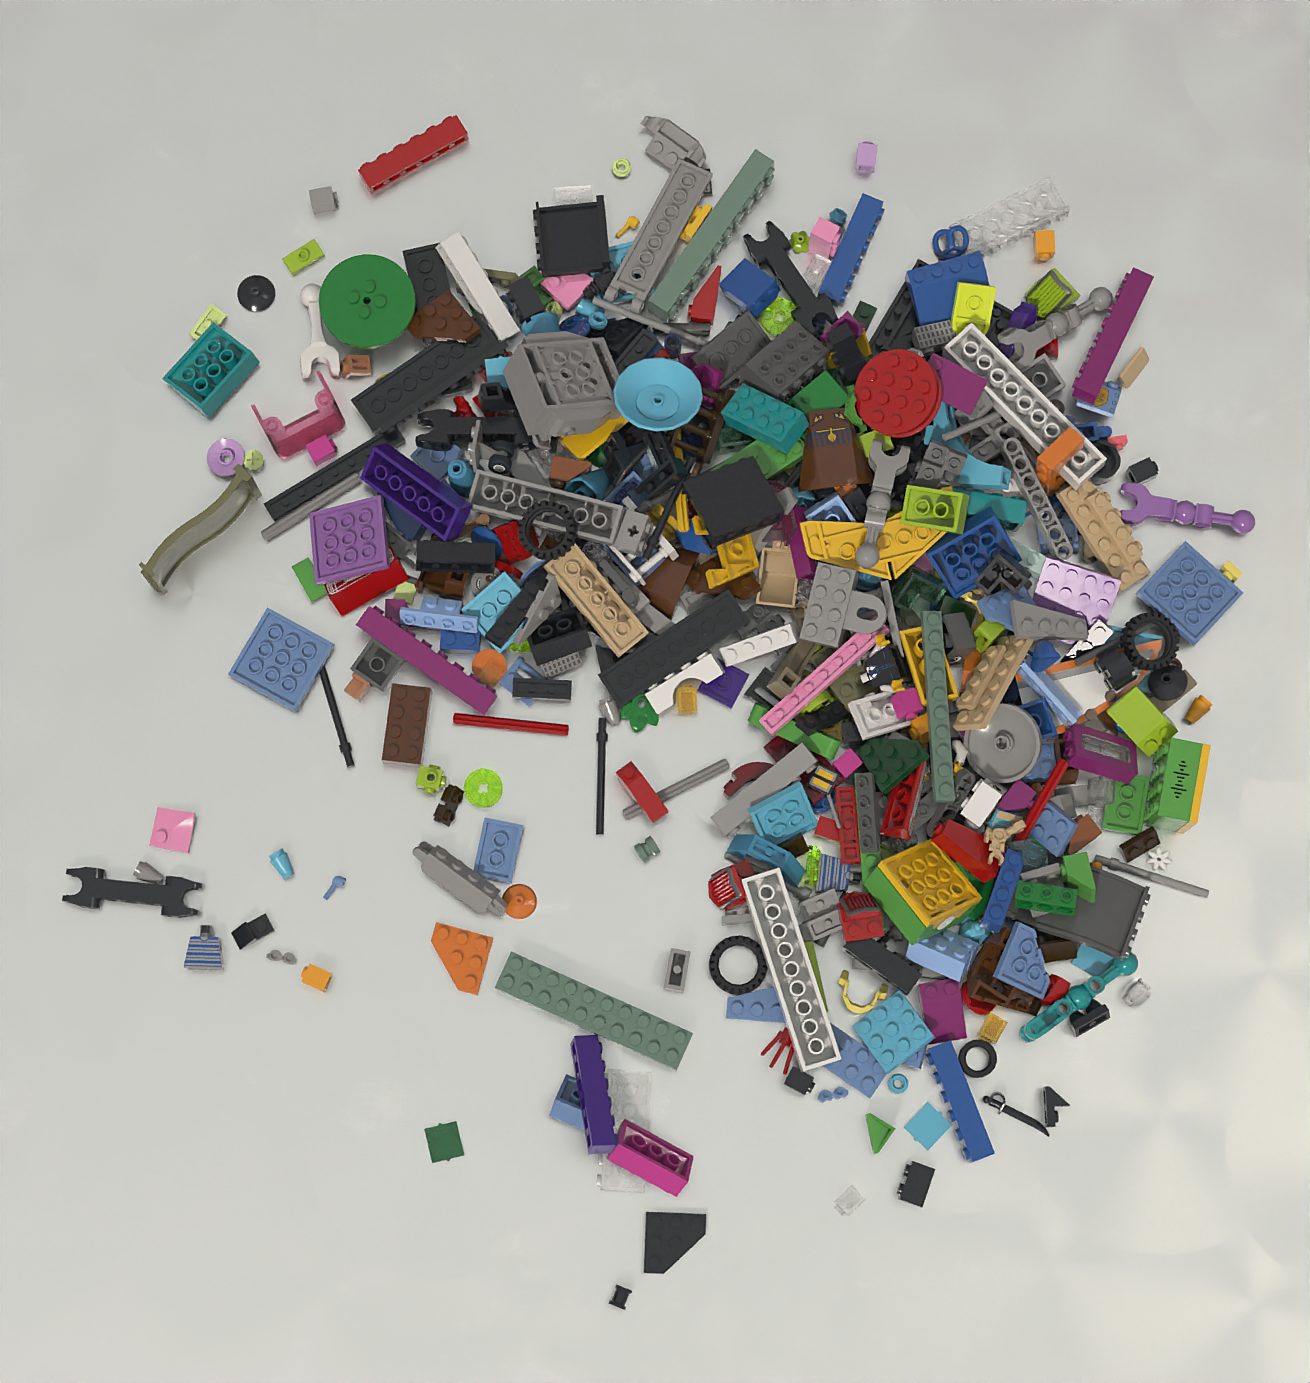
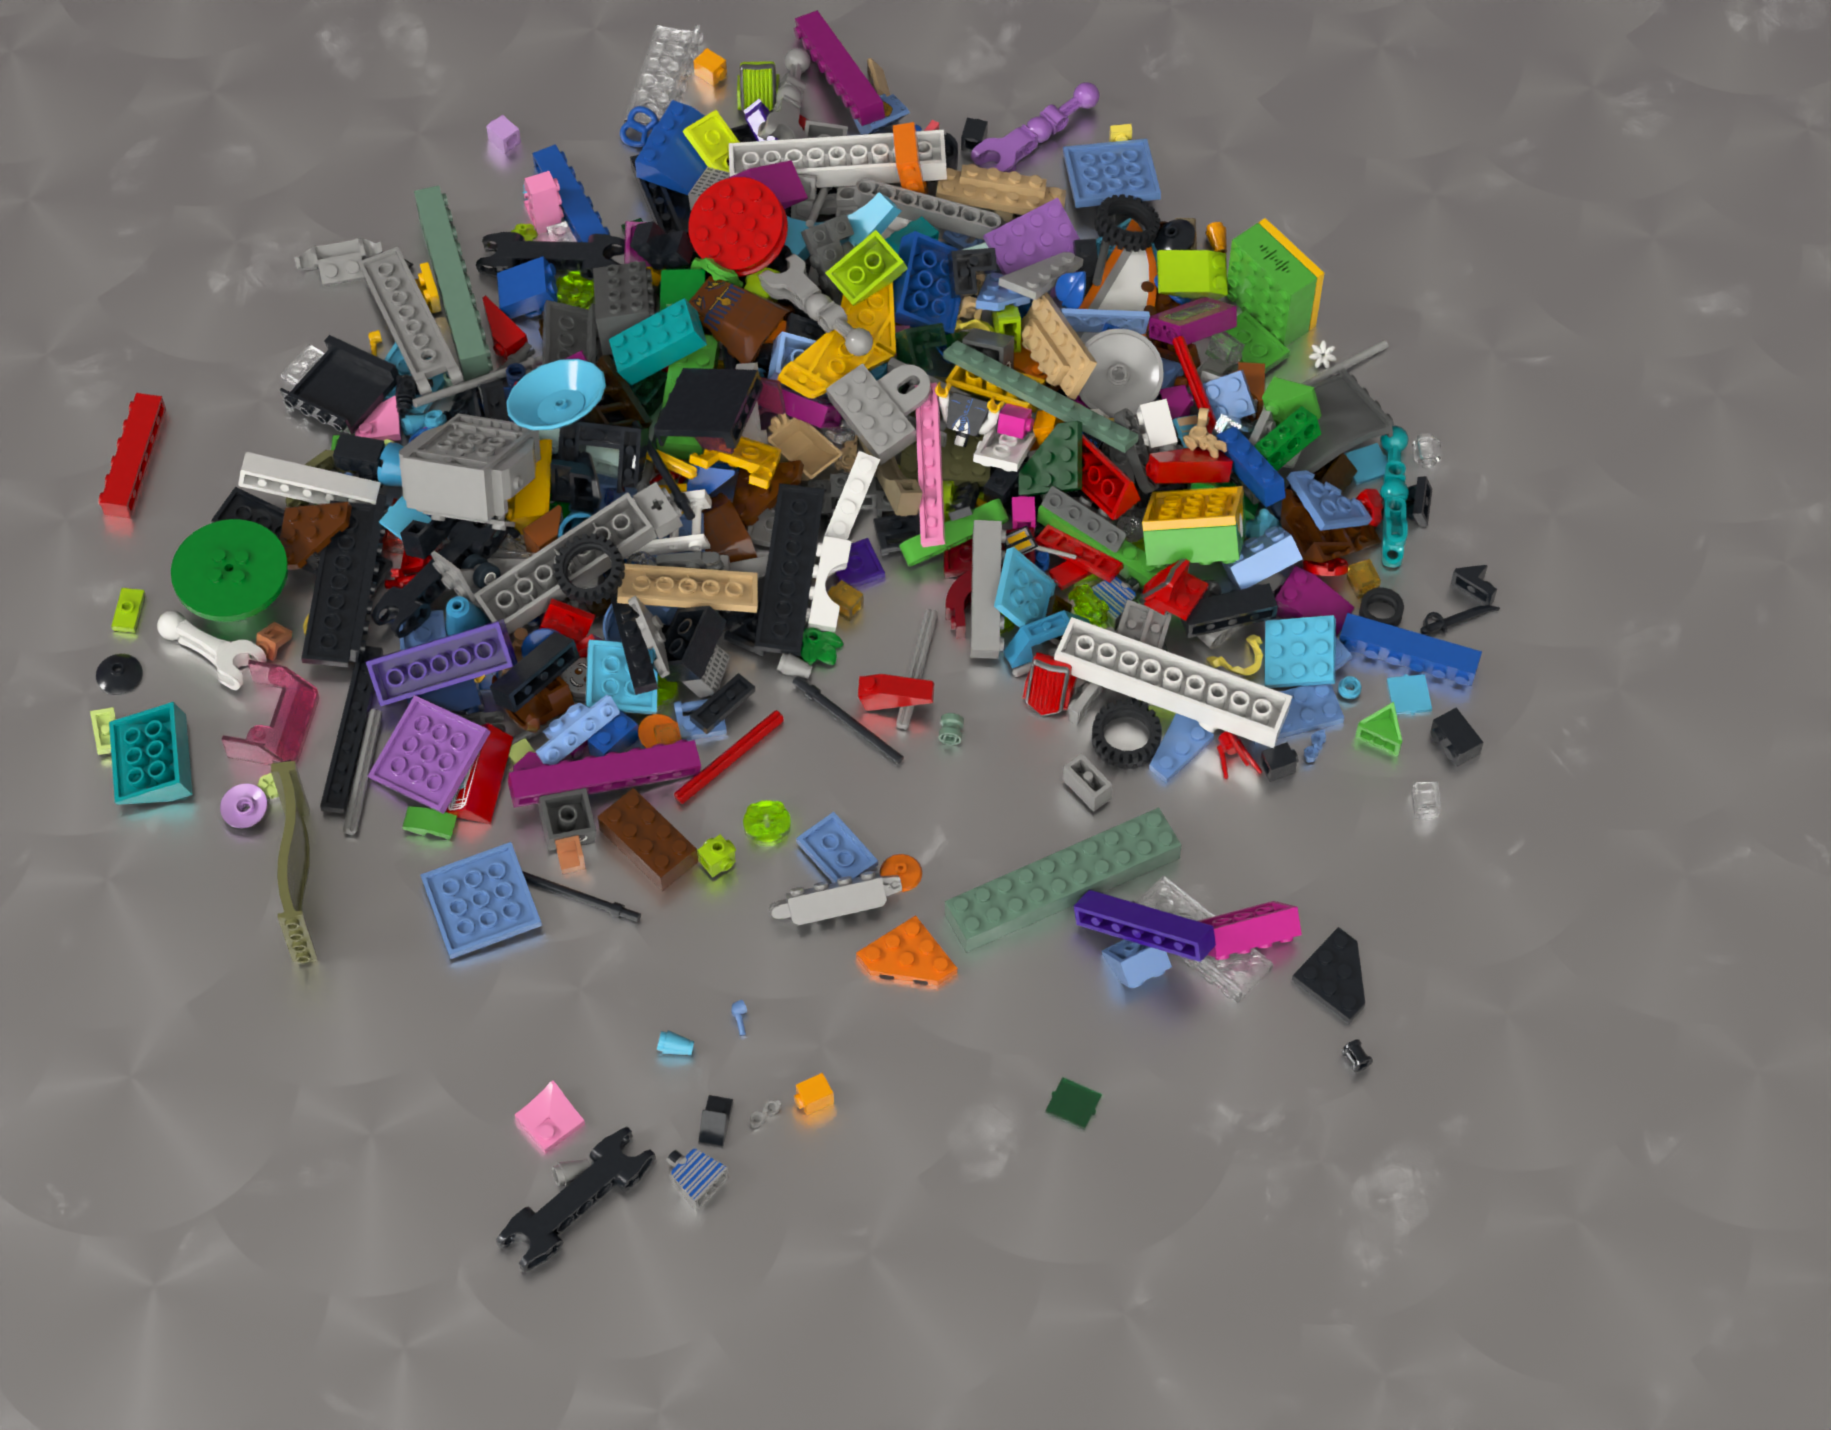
camera: 50 degrees left, 20 degrees down
(321, 450) = (320, 723): dark pink brick -> none
(323, 199) = (95, 554): light grey brick -> none
(446, 813) = (760, 868): dark brown hinge -> none
(621, 162) = (318, 311): yellowish green plate -> none
(1115, 668) = (1128, 257): black brick -> none
(1139, 844) = (1297, 358): dark brown plate -> none

